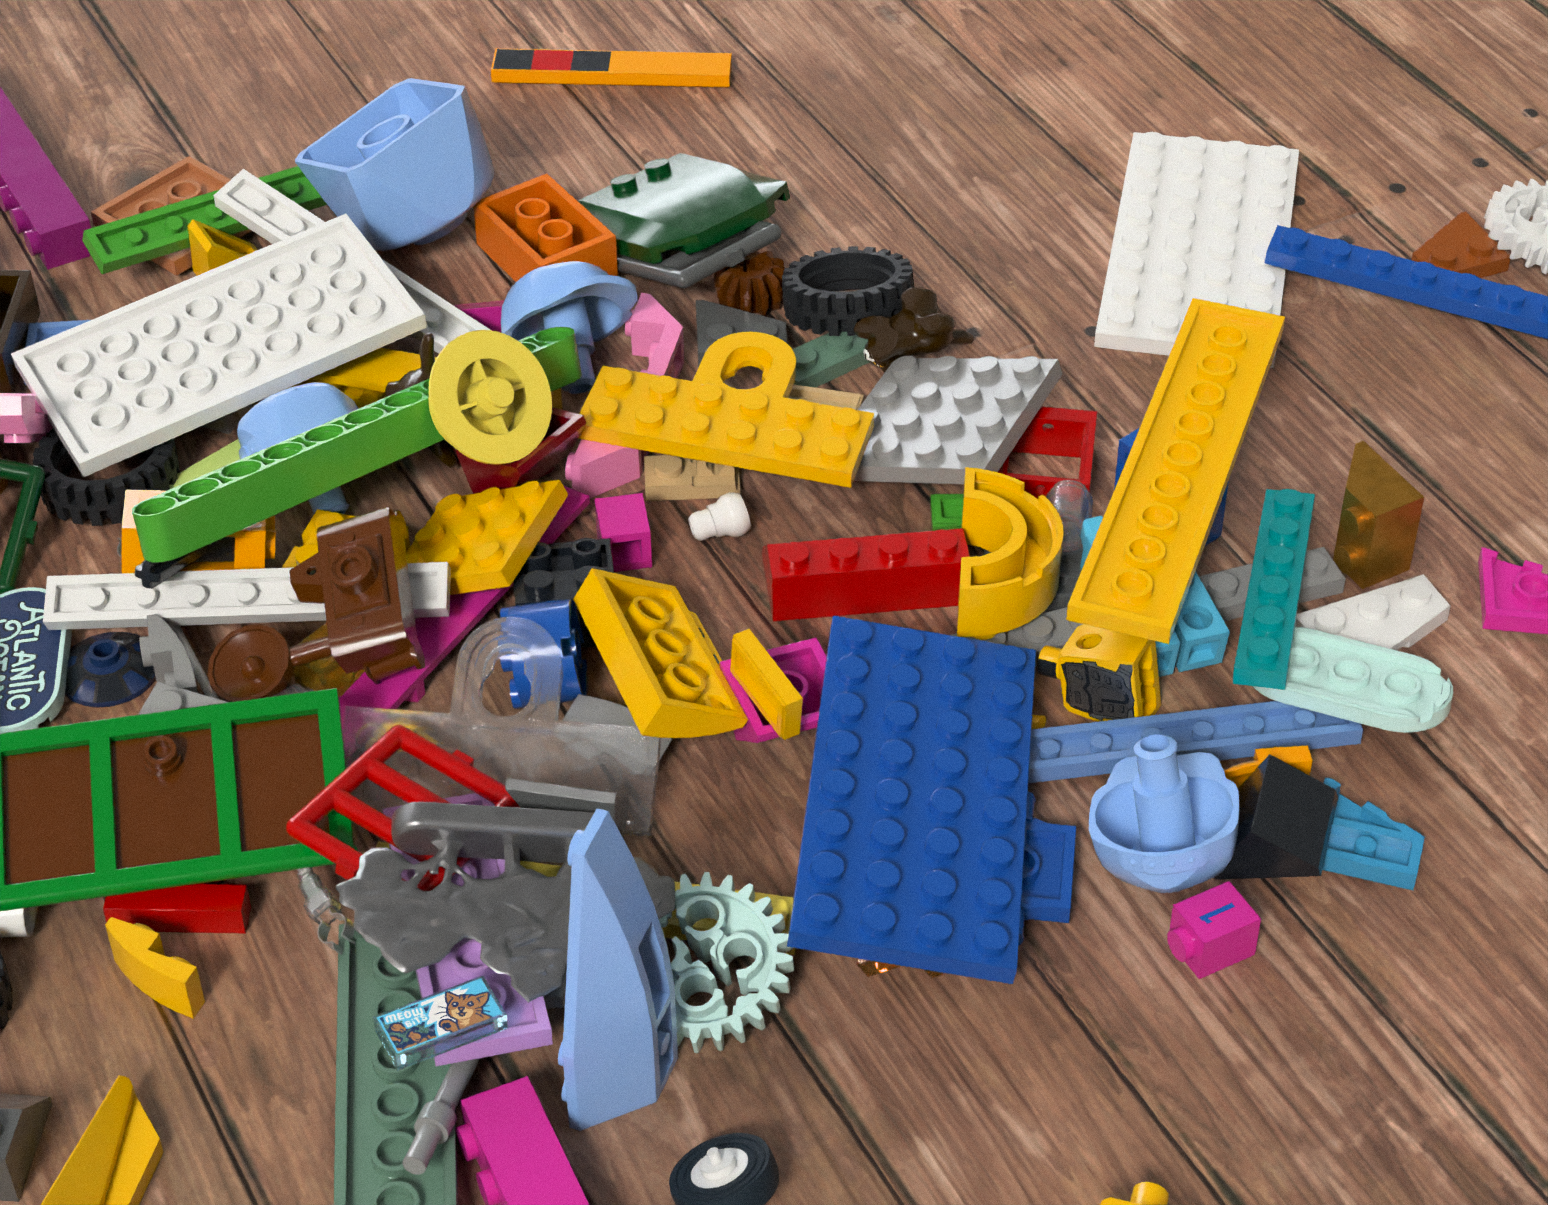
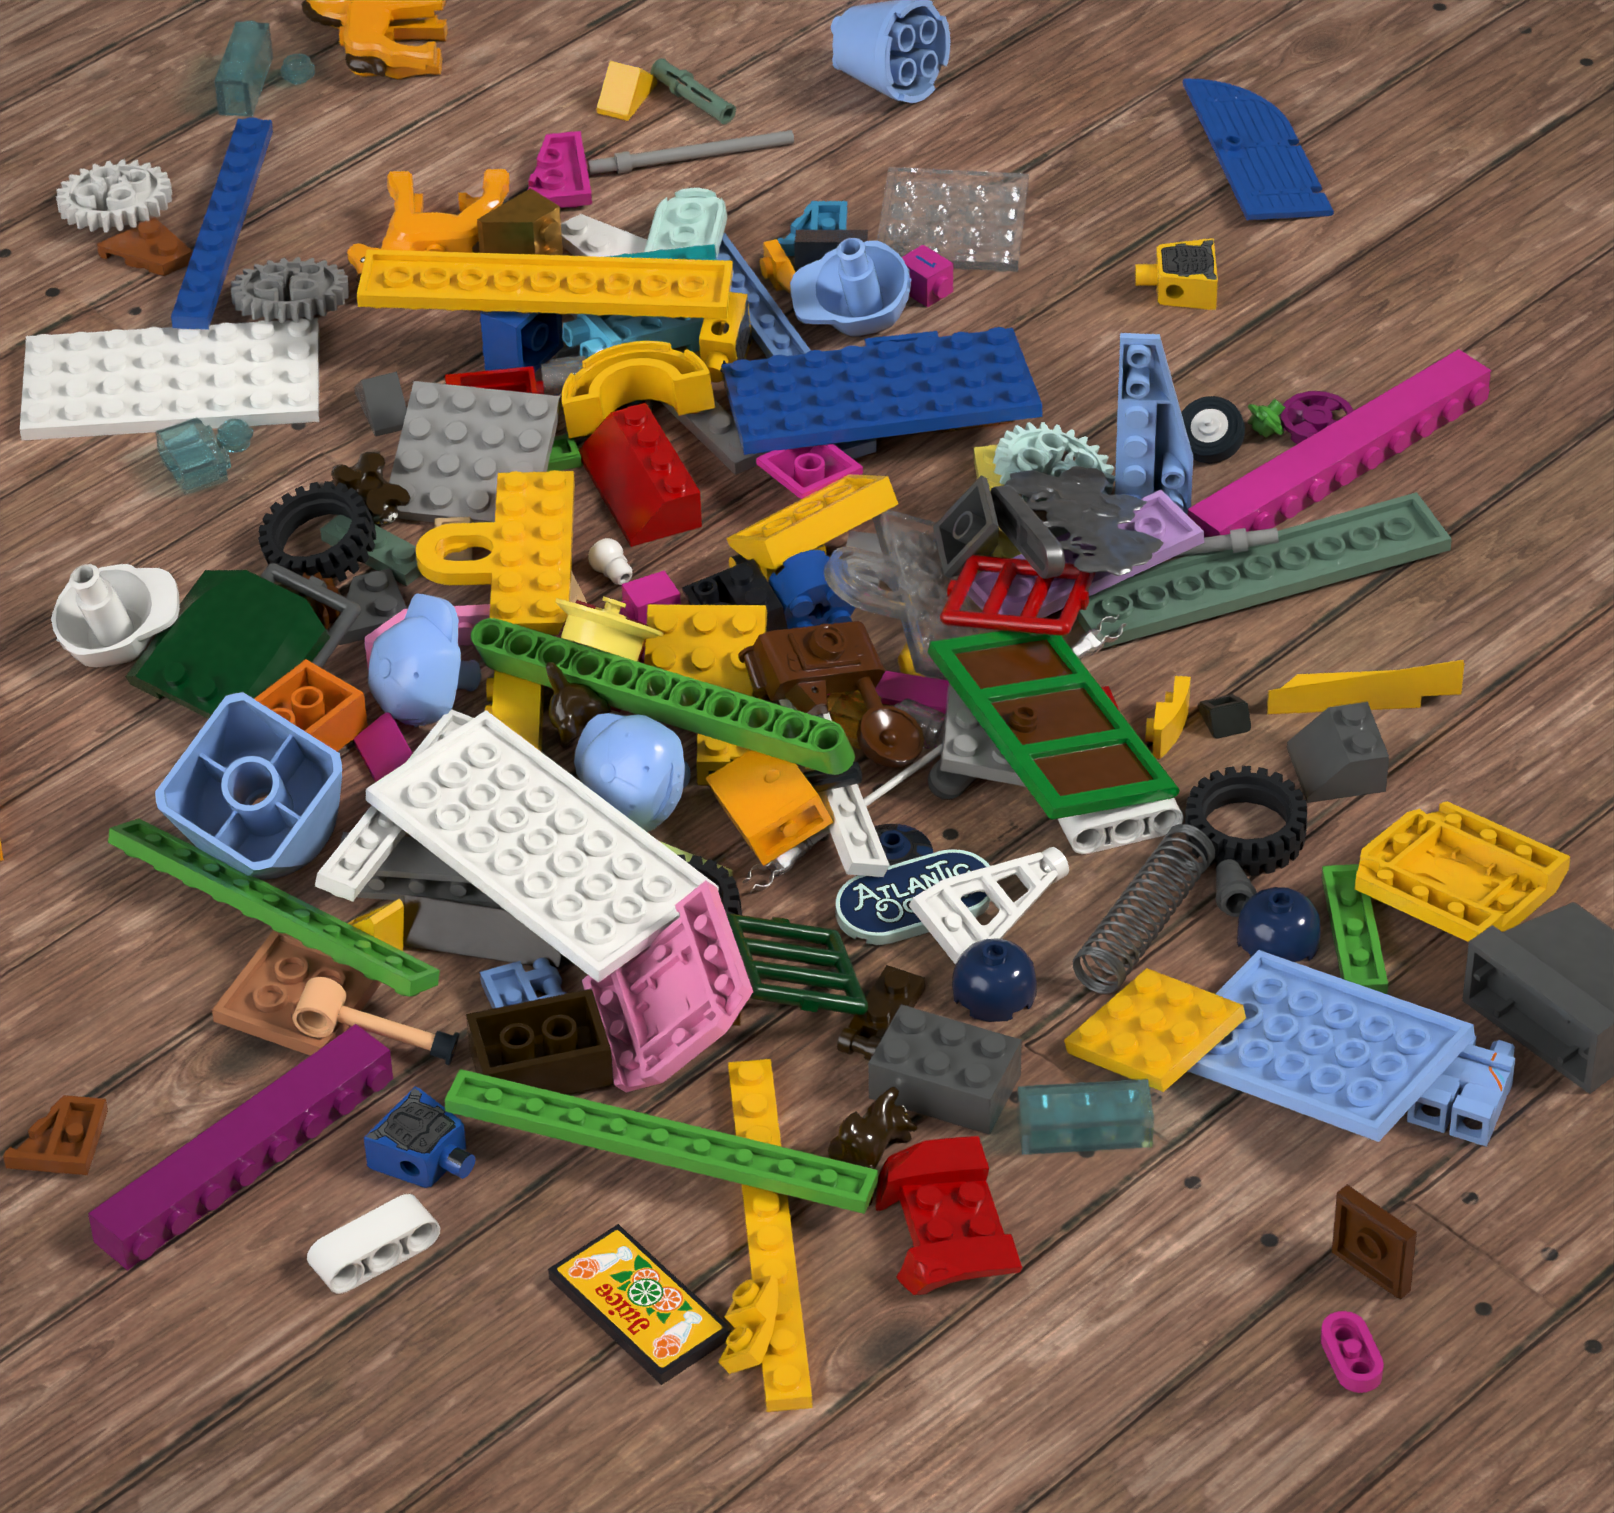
camera: 105 degrees left, 0 degrees up
(102, 72) = (63, 1138): none -> dark orange wing
(114, 199) = (322, 1009): none -> light nougat piece
(145, 1042) = (1225, 715): none -> pearl dark grey slope
(167, 655) = (897, 789): light grey slope -> none
(440, 1022) = (1187, 526): tile -> none
(766, 684) = (830, 453): yellow tile -> none
(767, 132) = (113, 612): none -> white piece
(1040, 233) = (193, 455): none -> clear light blue brick
(1077, 274) = (234, 435): none -> clear light blue plate
(1101, 382) = (382, 403): none -> dark grey slope
(1332, 324) = (268, 291): none -> light grey gear
(1360, 1004) = (958, 214): none -> clear plate
(1425, 438) = (434, 231): none -> light orange animal

